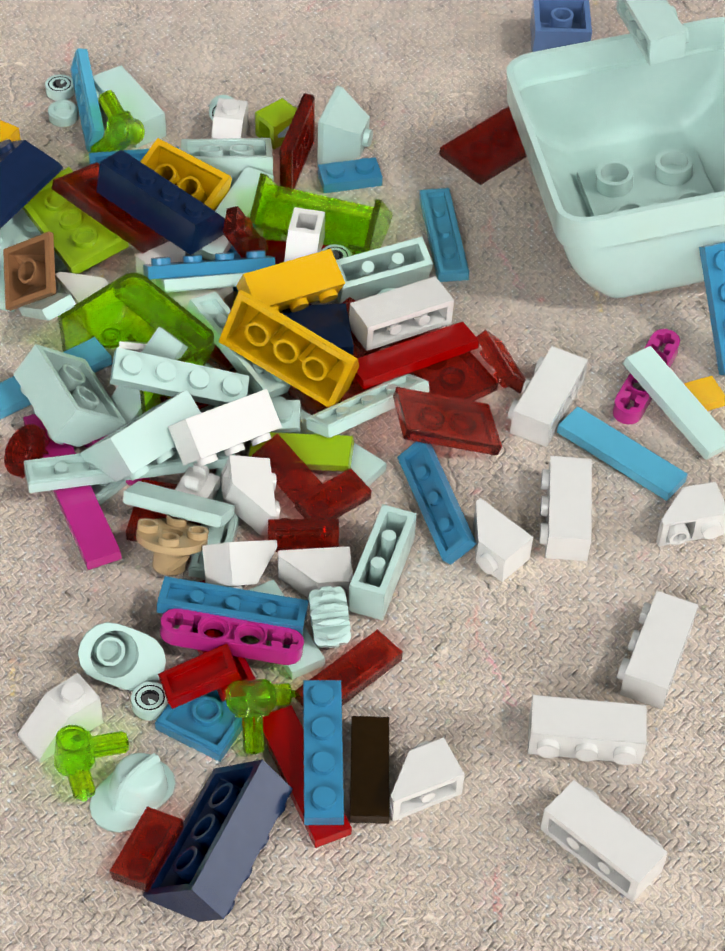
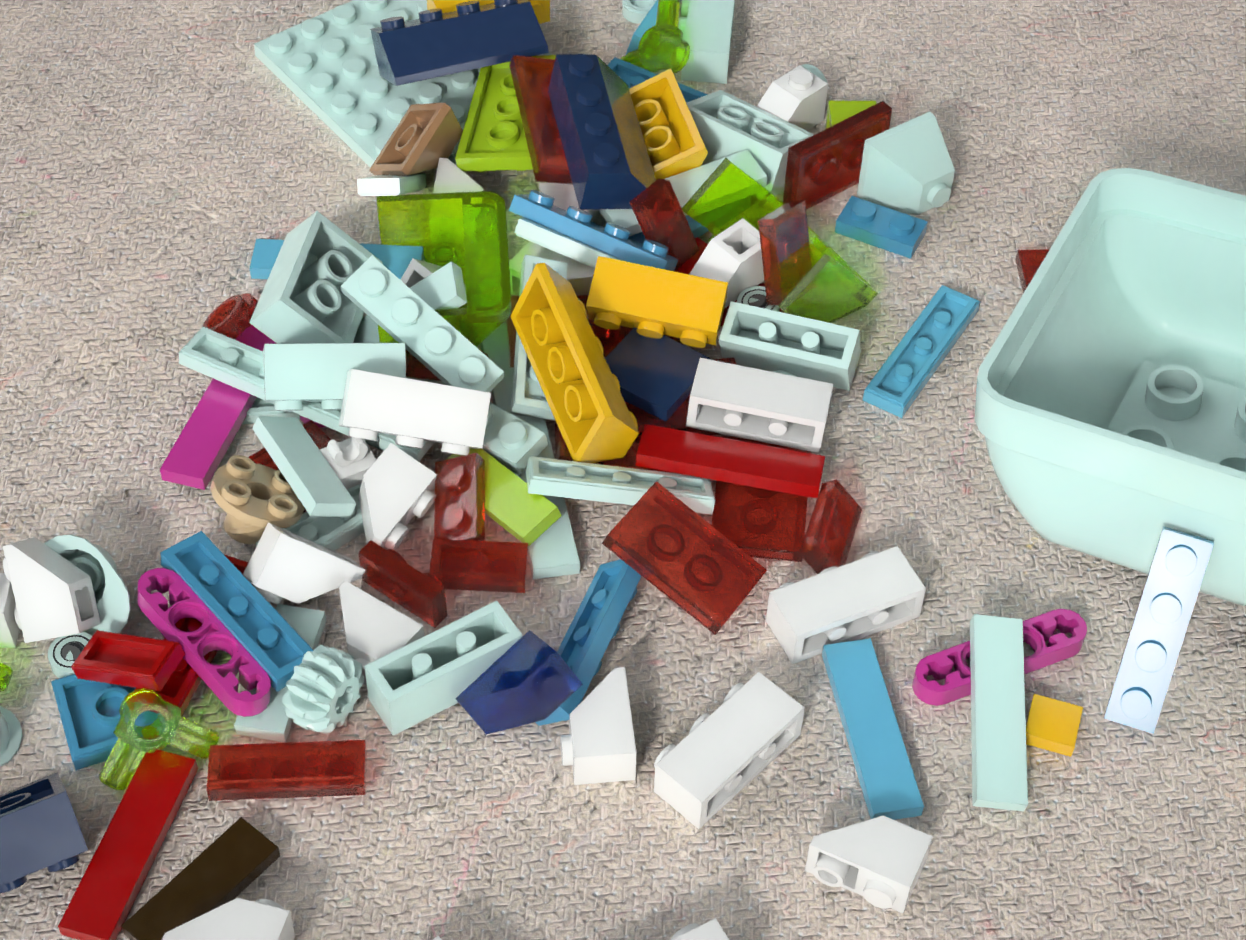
camera: 40 degrees right, 0 degrees up
(114, 668) = (48, 592): none -> white slope
(323, 753) = (158, 834): dark azure plate -> none
(334, 215) = (784, 249): none -> clear red tile
(437, 542) = (519, 687): none -> clear blue slope

